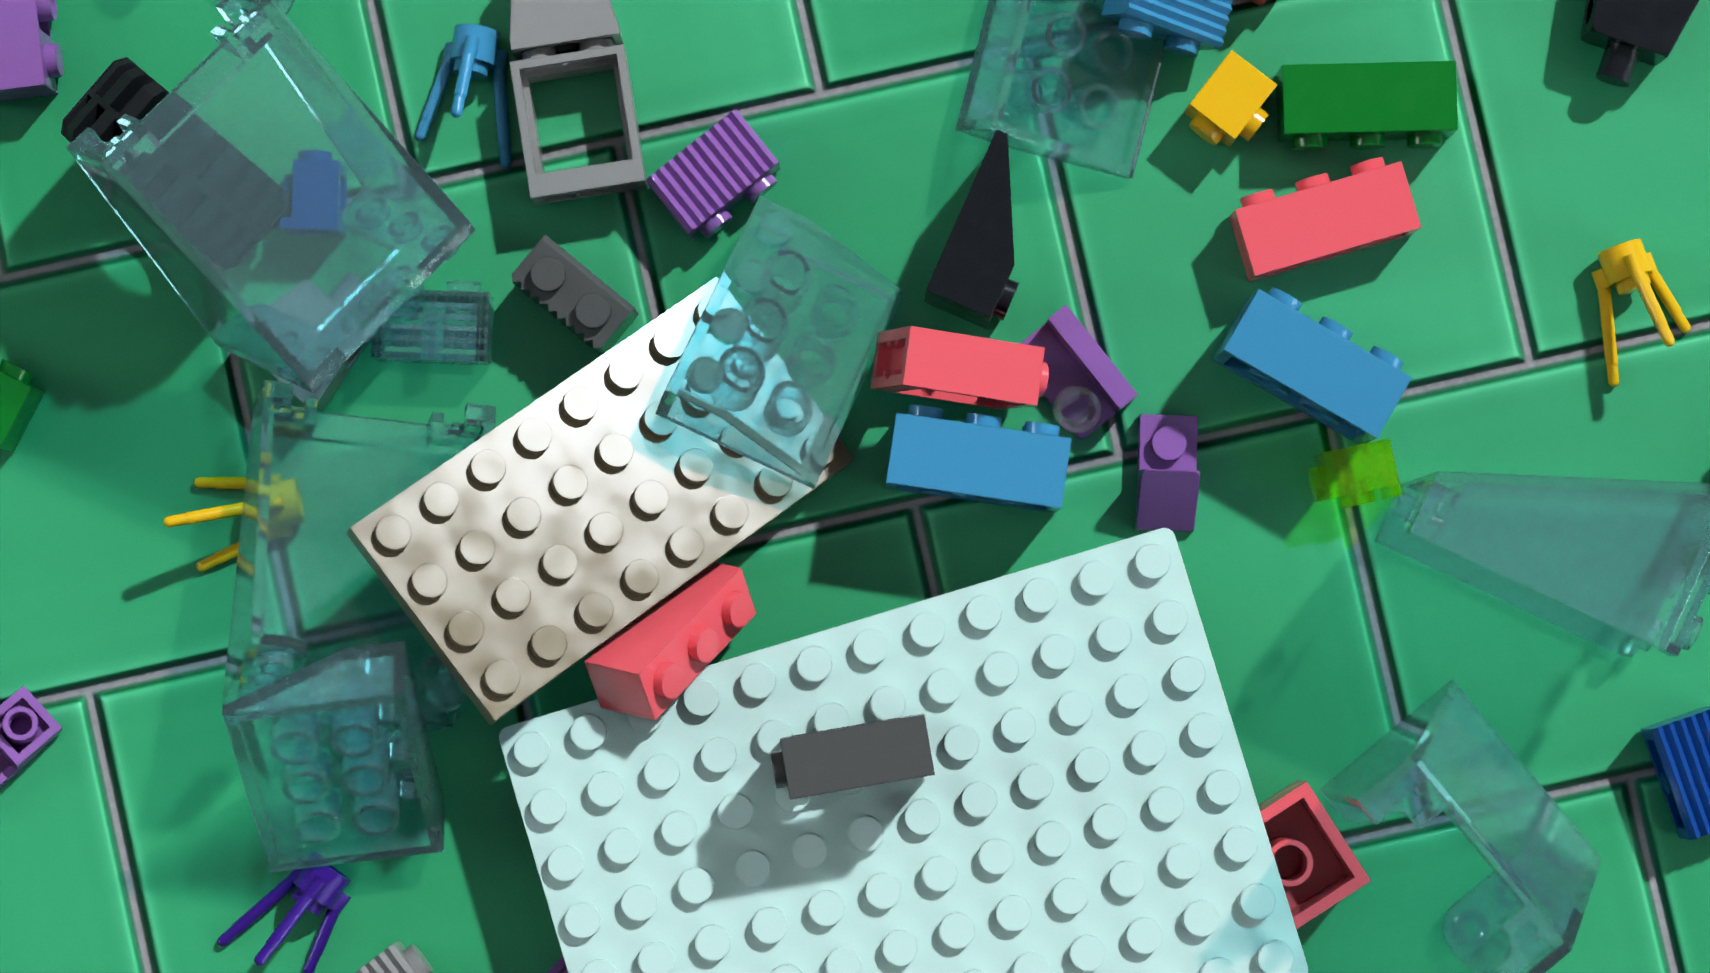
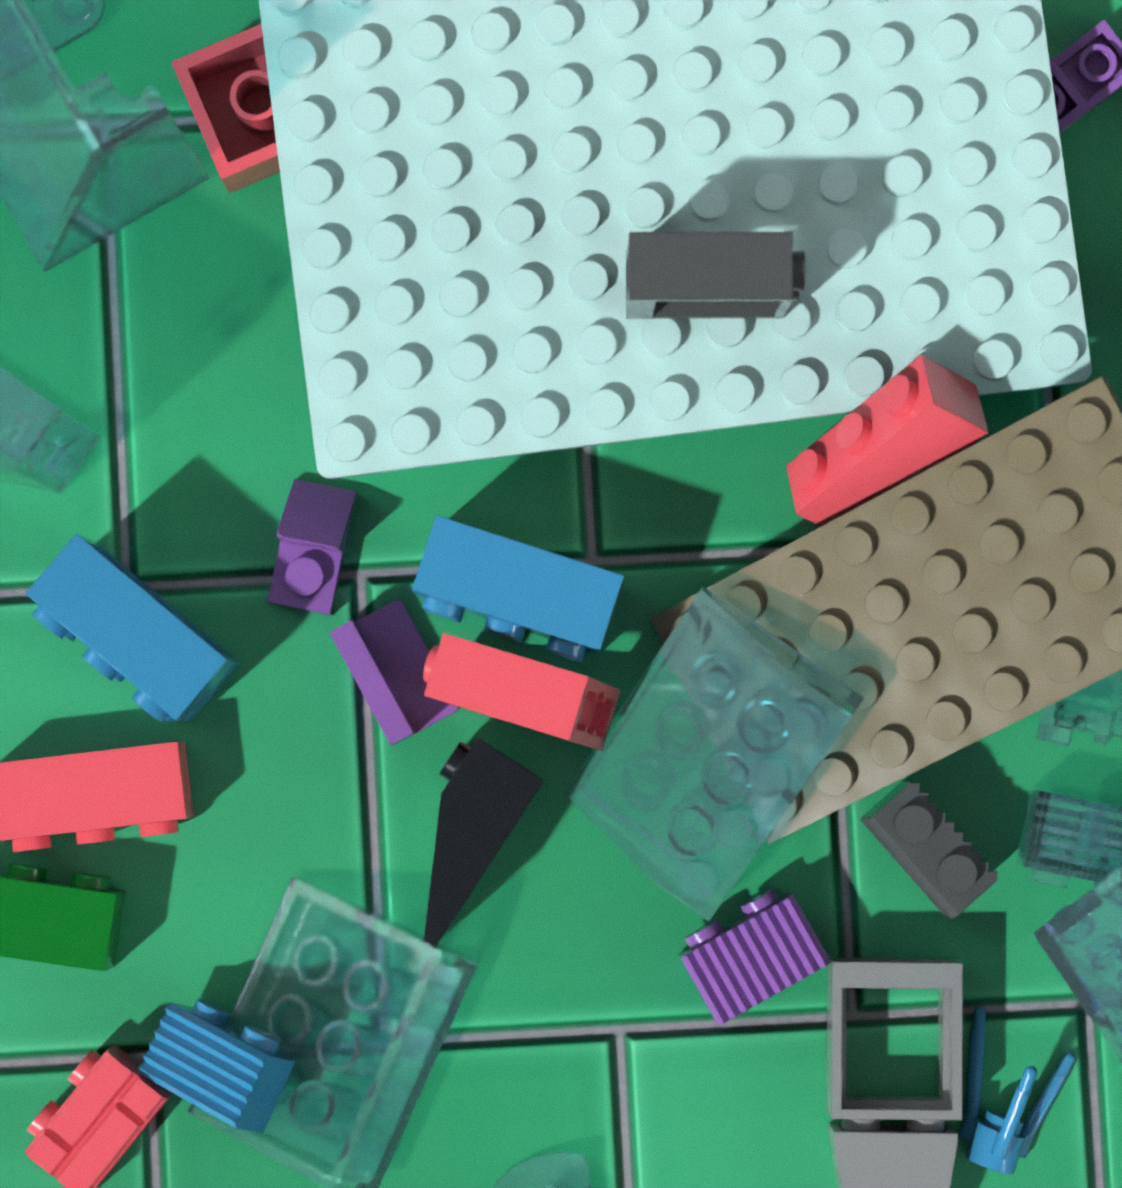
camera: 175 degrees left, 0 degrees up
(1081, 419) = (396, 619): clear hinge -> none
(1230, 102) = (169, 941): yellow brick -> none
(1355, 474) = (108, 508): clear neon green brick -> none

